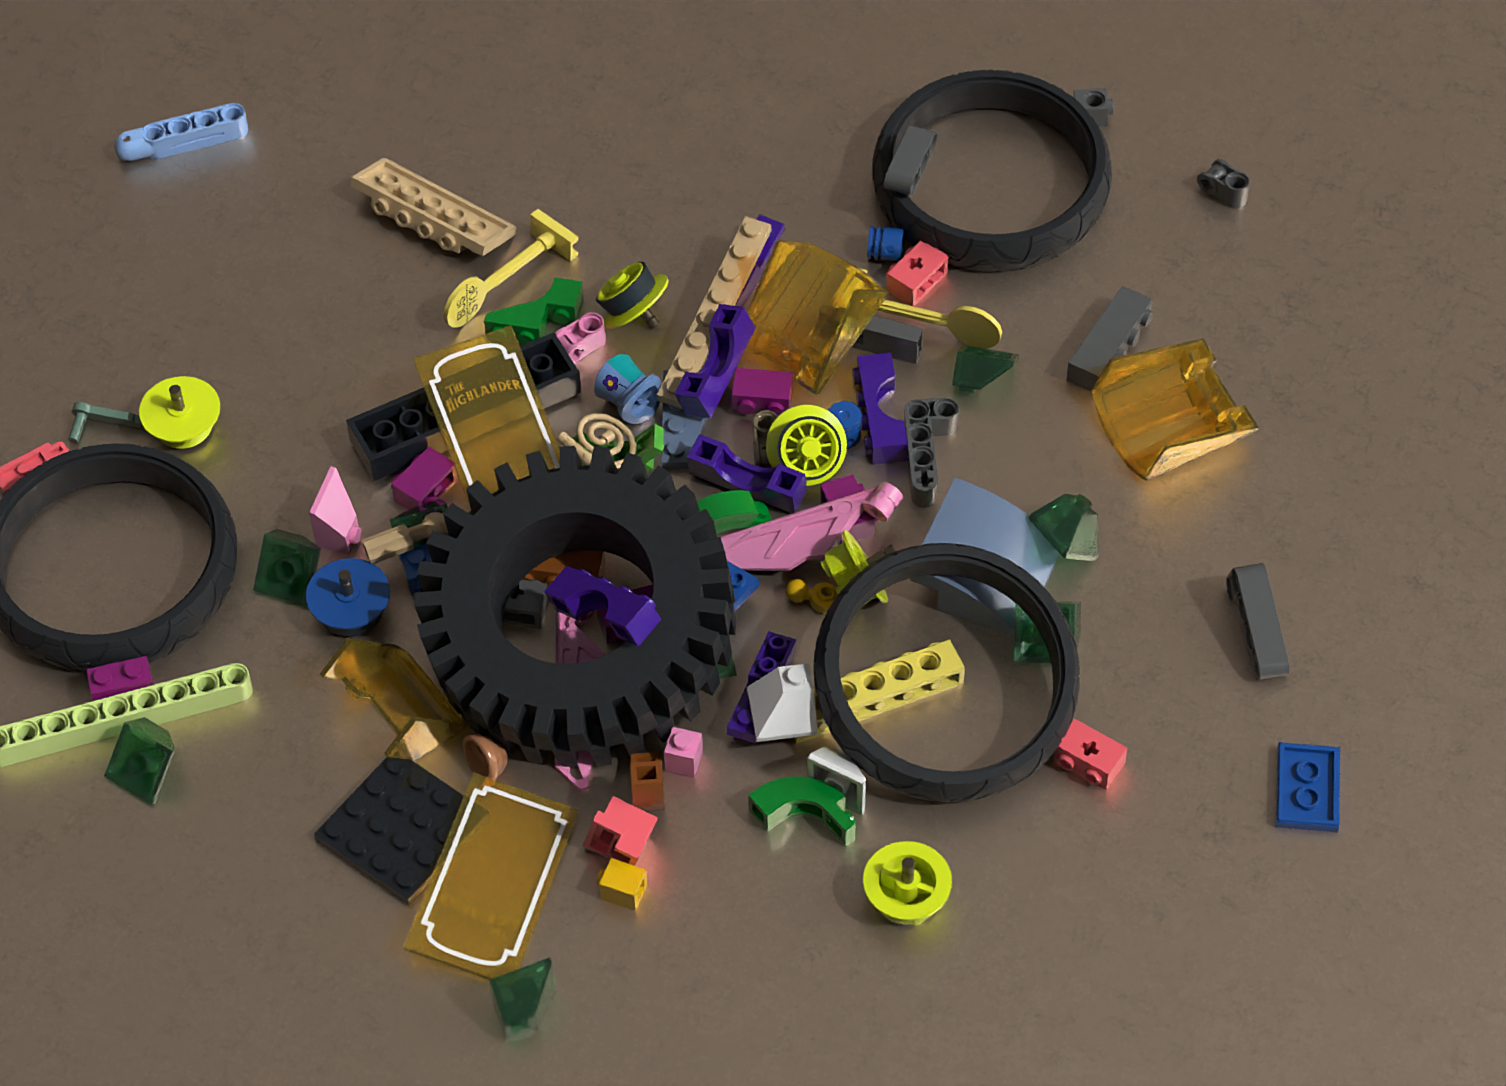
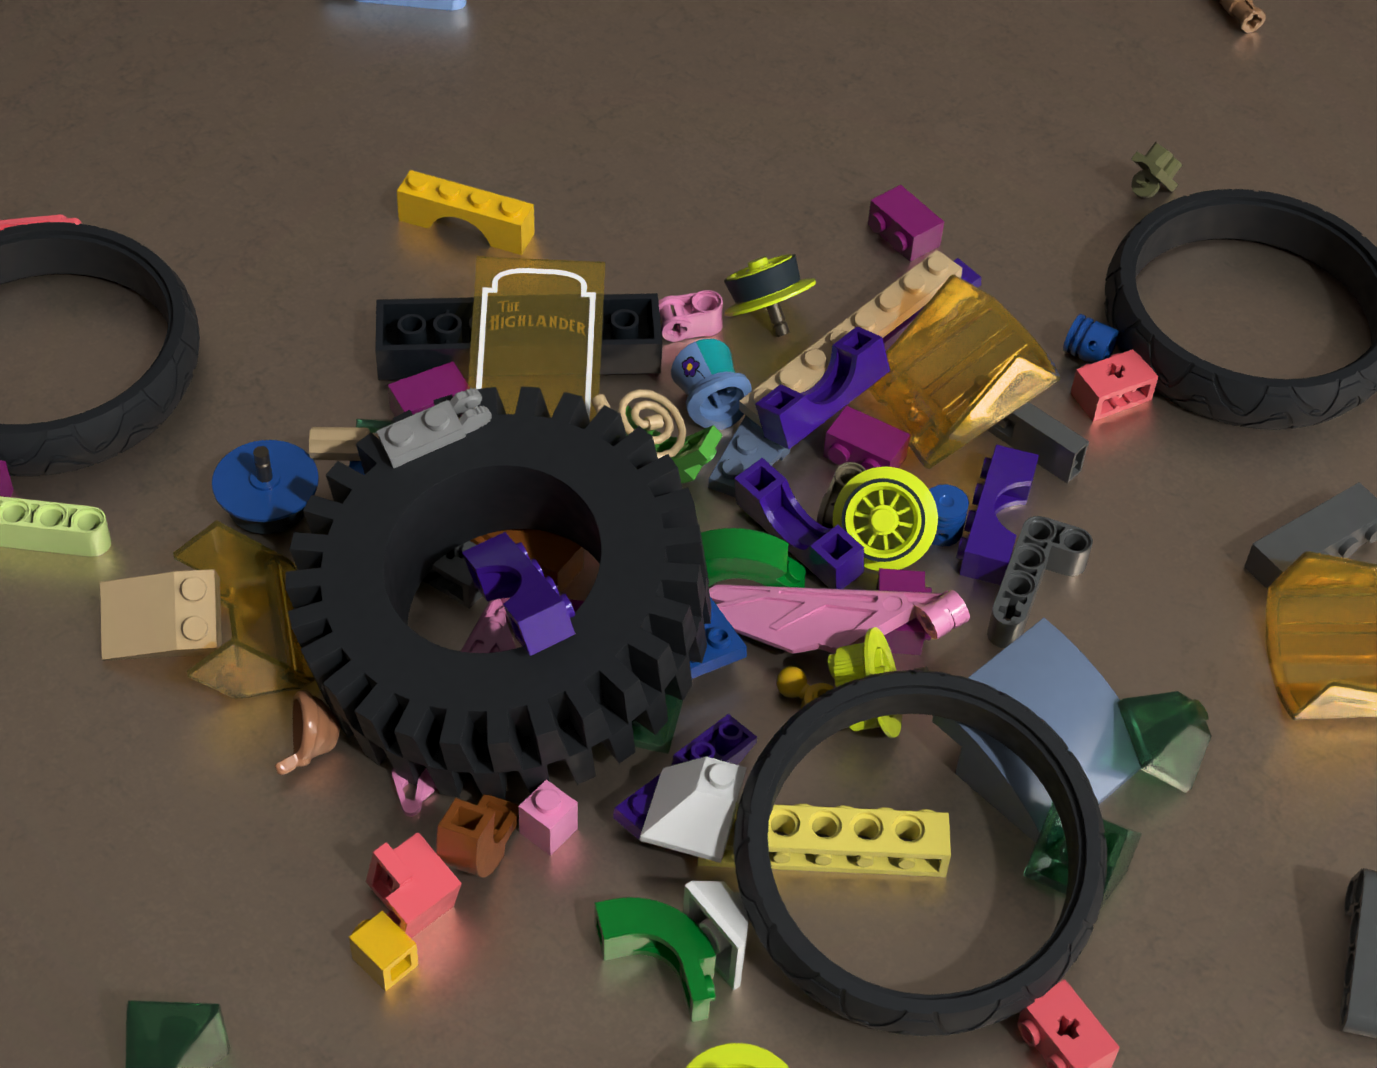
camera: 20 degrees right, 5 degrees down
(84, 412) = (124, 201): sand green piece -> none
(180, 411) = (212, 232): neon yellow piece -> none
(286, 565) = (221, 423): clear green slope -> none
(332, 723) = (161, 615): none -> tan slope
(333, 516) = (304, 391): bright pink slope -> none
(393, 313) = (501, 219): none -> yellow arch
(394, 826) = (170, 771): black plate -> none
(430, 209) = (602, 135): tan plate -> none
(470, 294) = (589, 226): light yellow piece -> none
(478, 511) = (434, 427): none -> light grey hinge
(491, 879) = (230, 878): clear yellow piece -> none
(530, 319) = (682, 273): green arch -> none
(702, 196) = (905, 223): none -> magenta brick
(870, 78) = (1157, 167): none -> olive hips
(910, 160) = (1157, 255): dark grey beam -> none
(965, 322) = (1146, 454): light yellow piece -> none
(979, 367) = (1139, 512): clear green slope -> none

